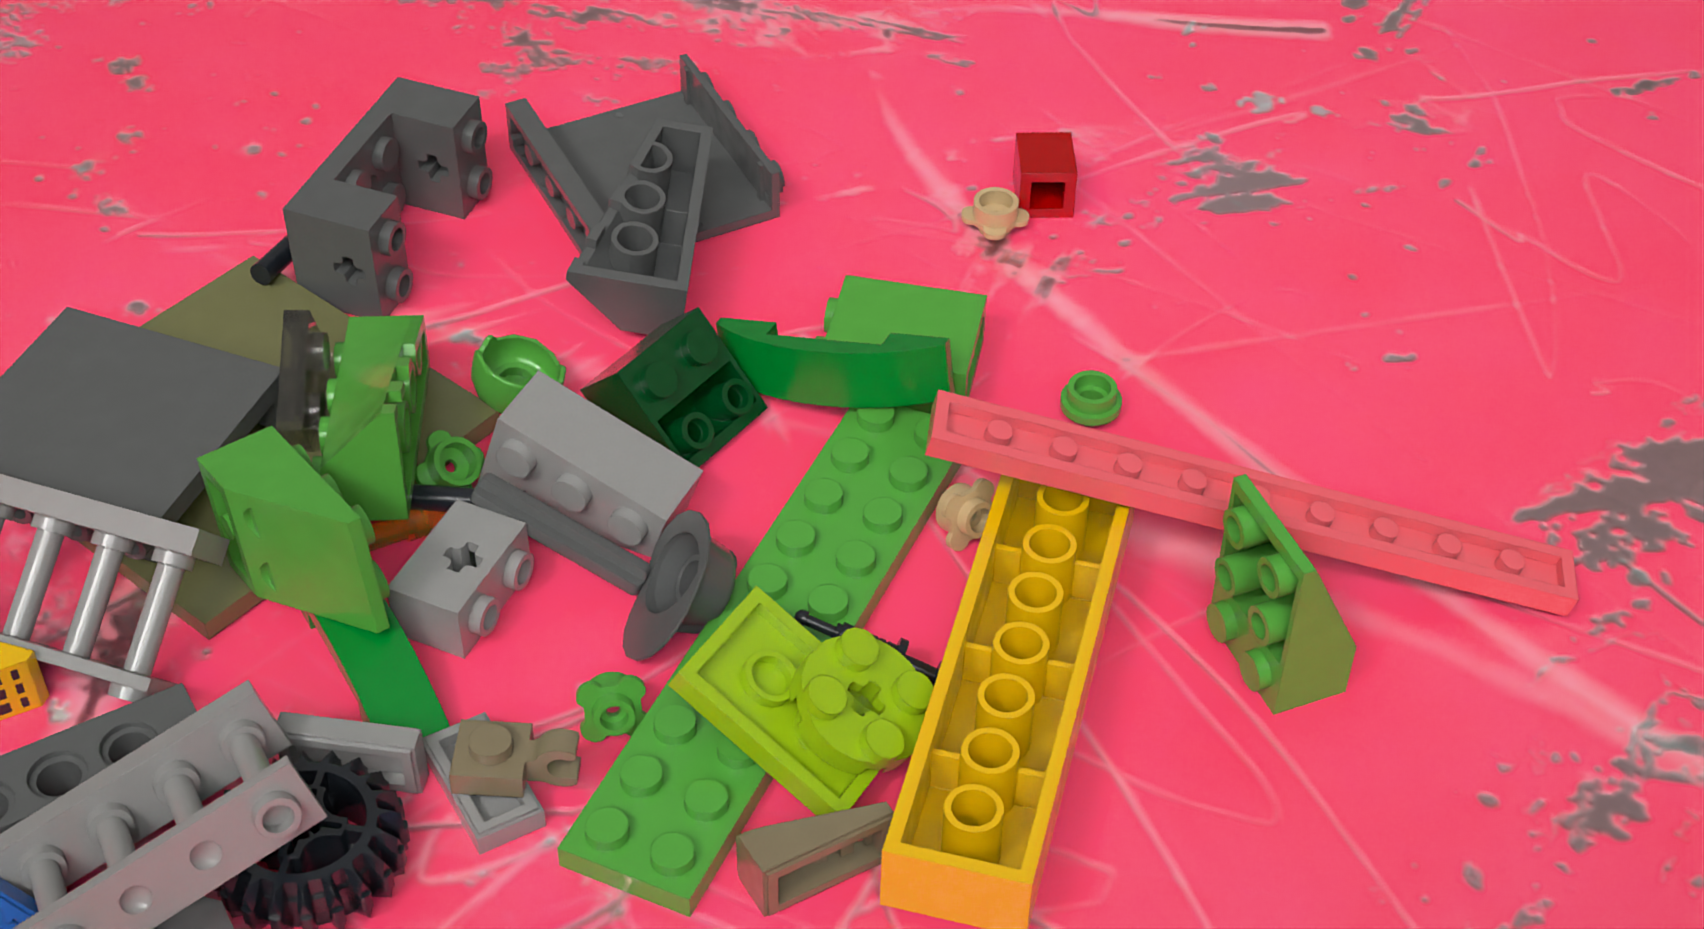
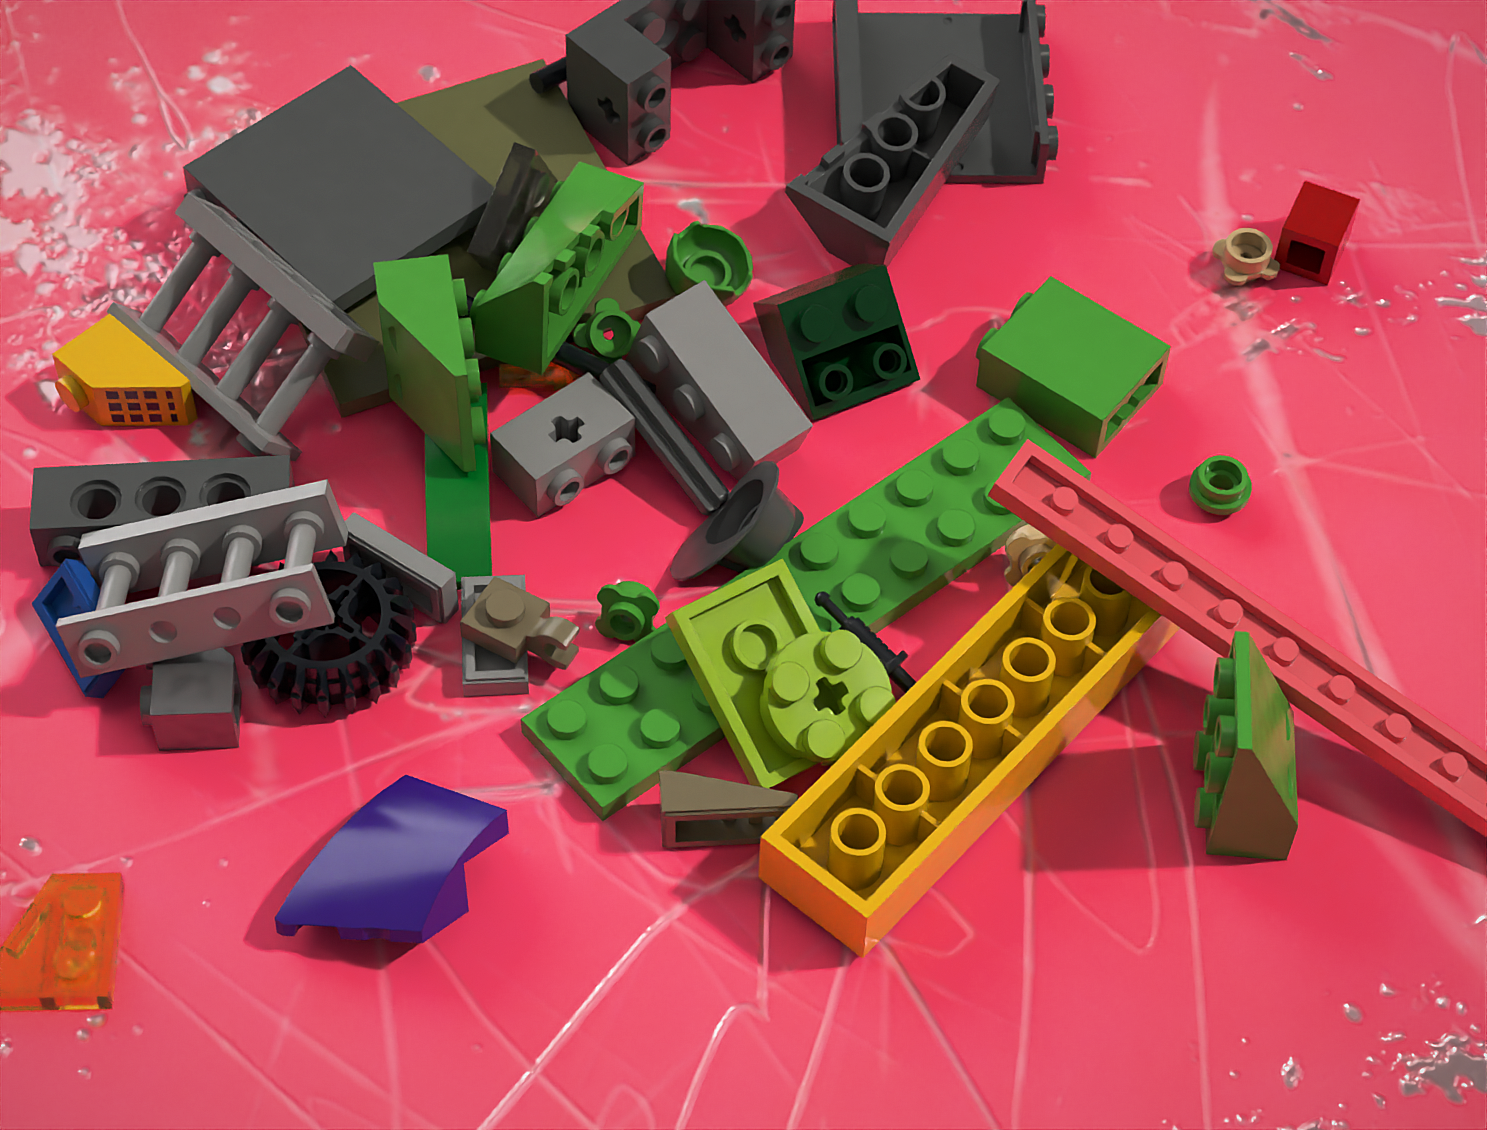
camera: 25 degrees right, 10 degrees up
(839, 373) = (1031, 395): green slope -> none

